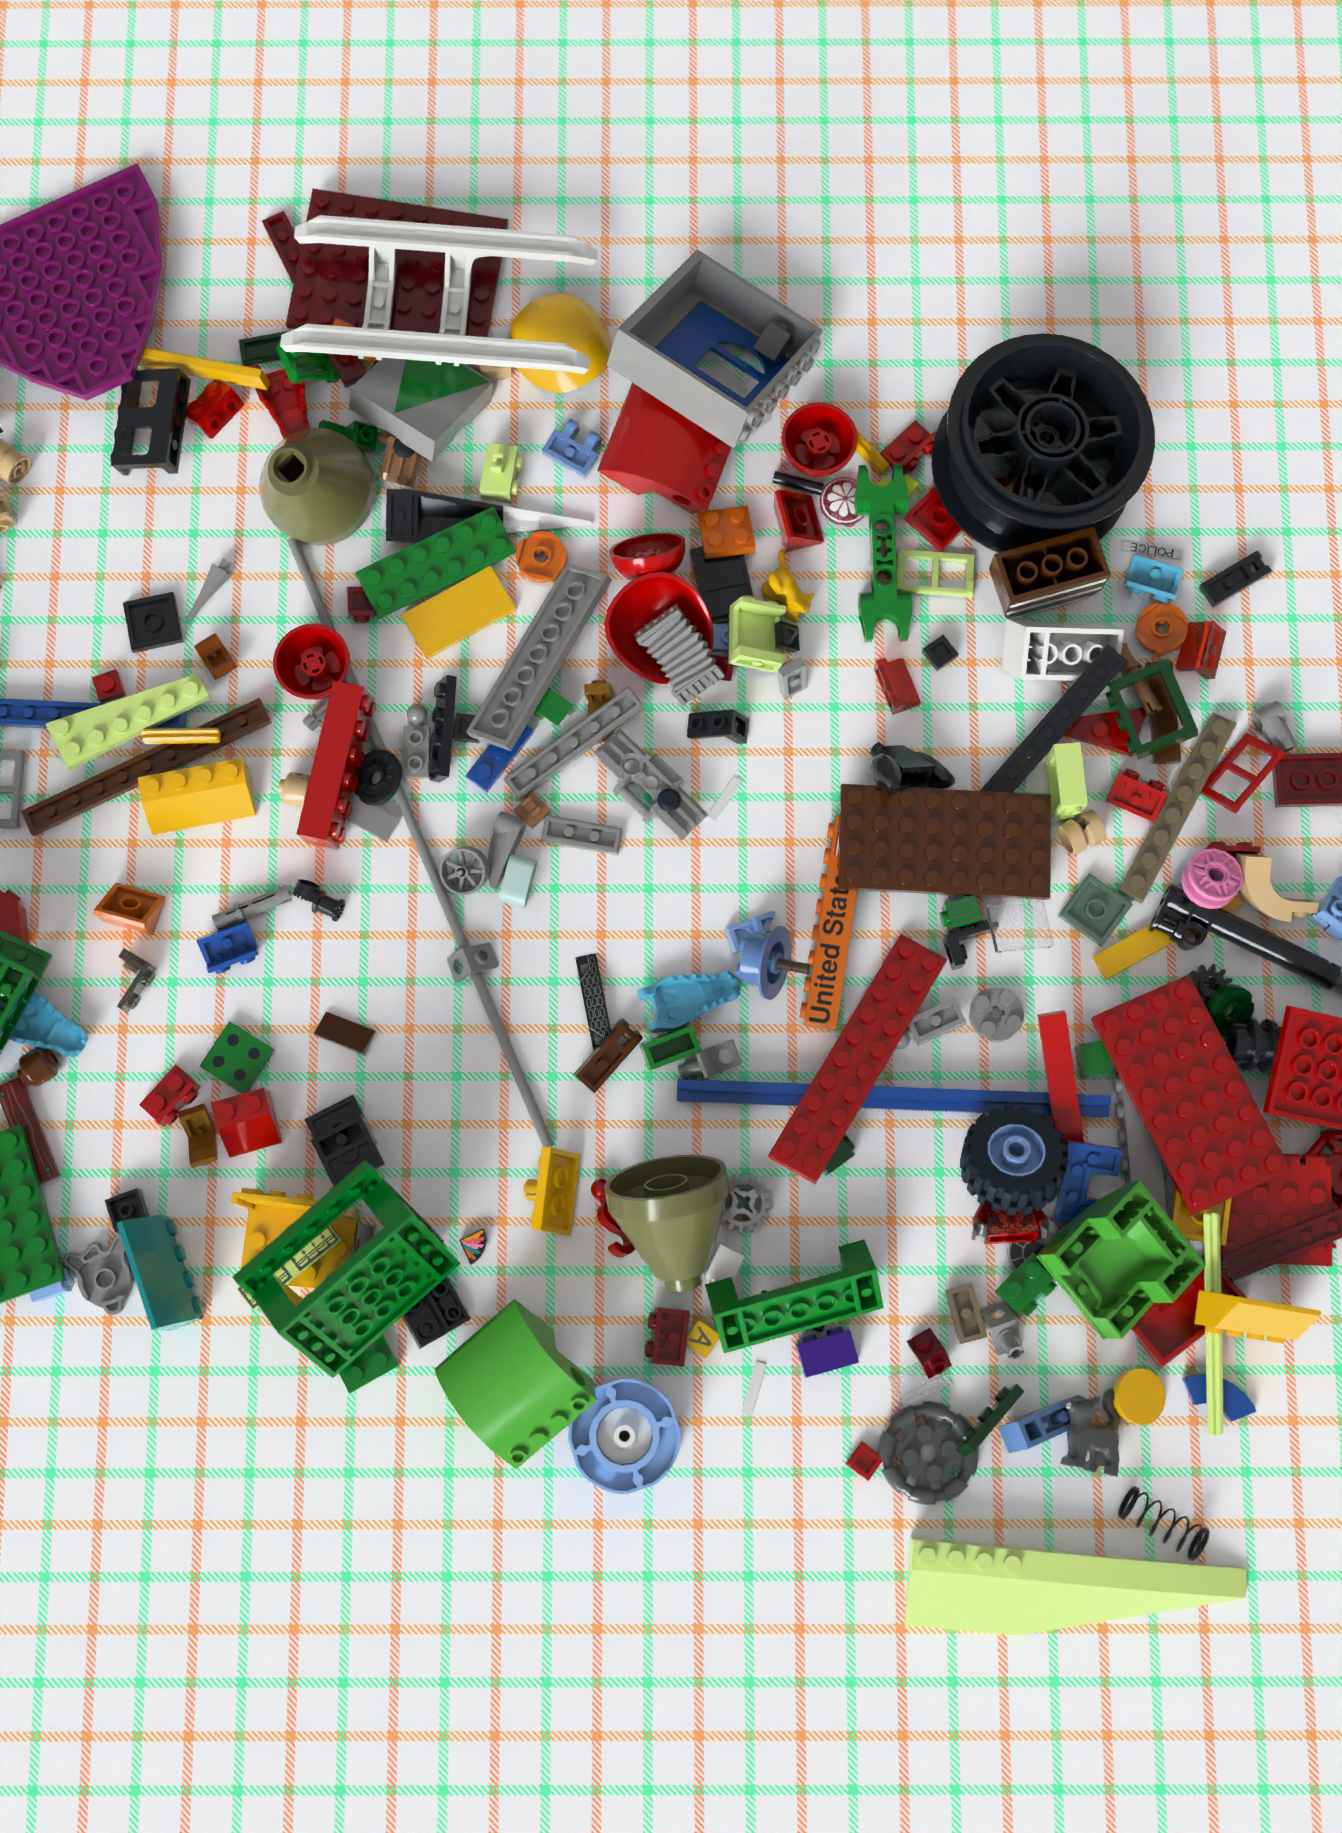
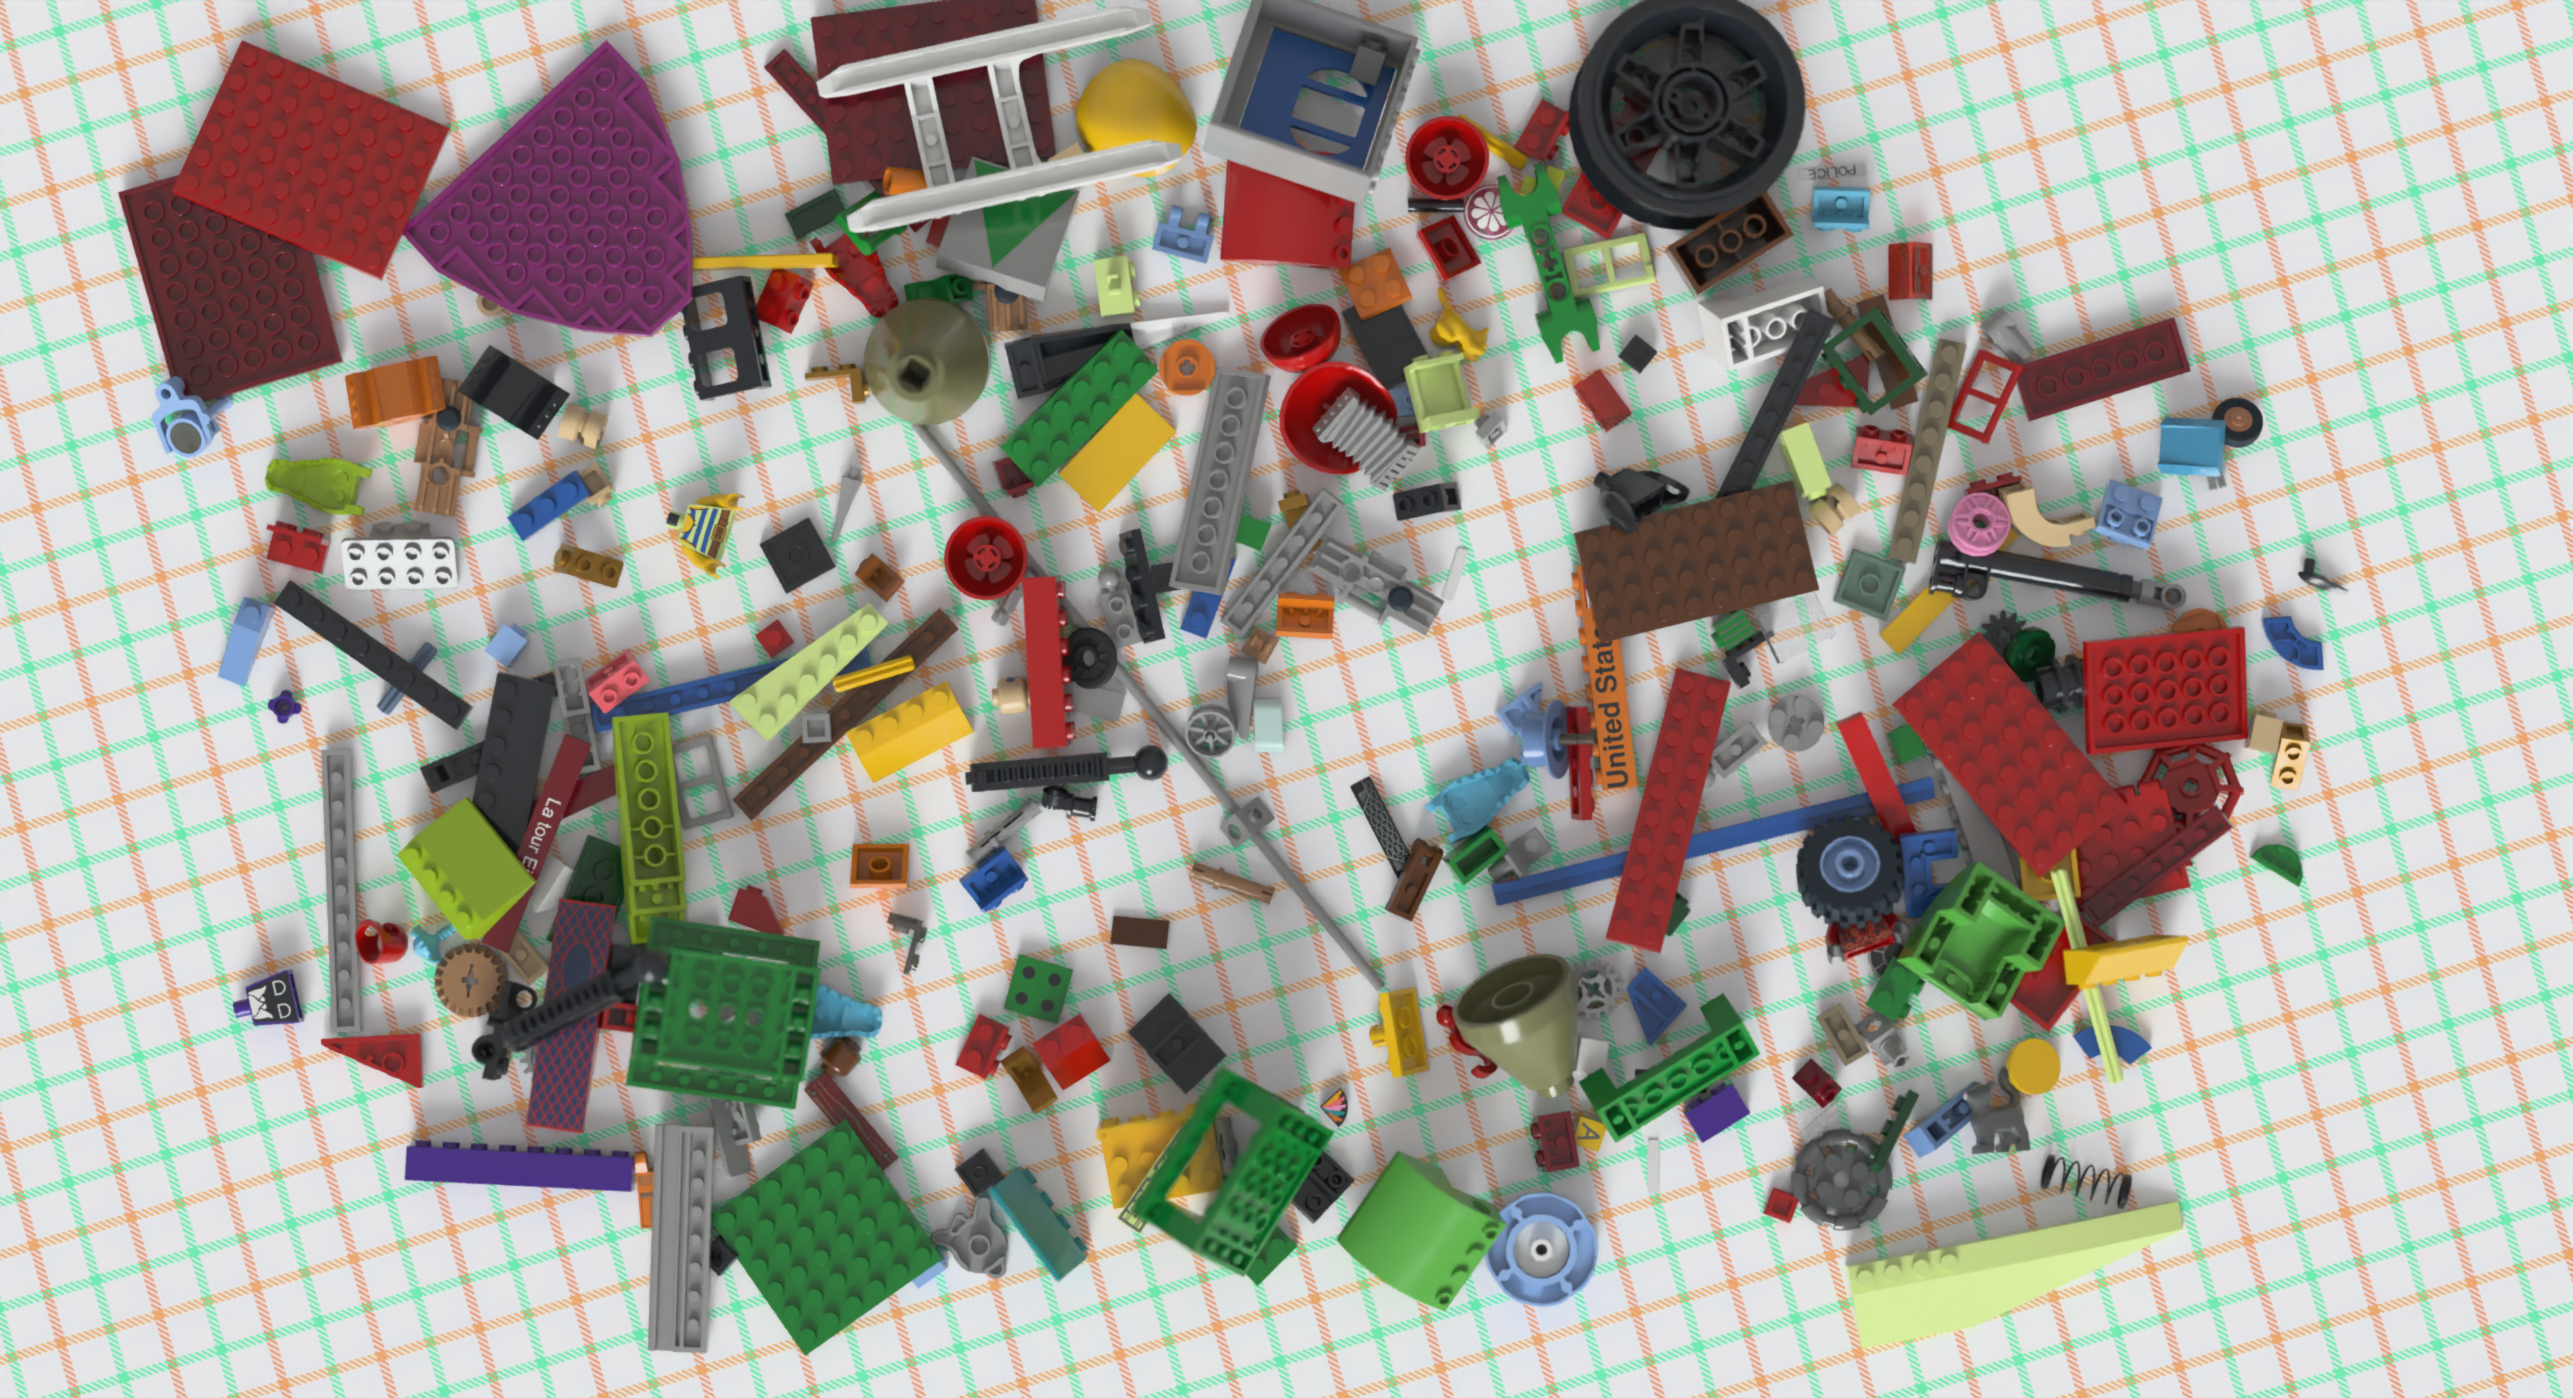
camera: 15 degrees left, 10 degrees up
(81, 575) = (706, 529): none -> torso
(114, 767) = (816, 728): none -> light grey plate
(248, 480) = (859, 386): none -> pearl gold bracket
(322, 868) = (1148, 763): none -> black gear
(441, 1011) = (1231, 882): none -> medium nougat pin
(580, 793) = (1305, 615): none -> orange bracket
(581, 835) = (1318, 656): light grey tile -> none
(786, 636) = (1472, 383): black tile -> none
(787, 1002) = (1580, 773): none -> red plate
(796, 1233) = (1653, 1003): none -> blue wing
(1161, 643) = (1847, 264): orange plate -> none
(1235, 579) = (1927, 183): black plate -> none

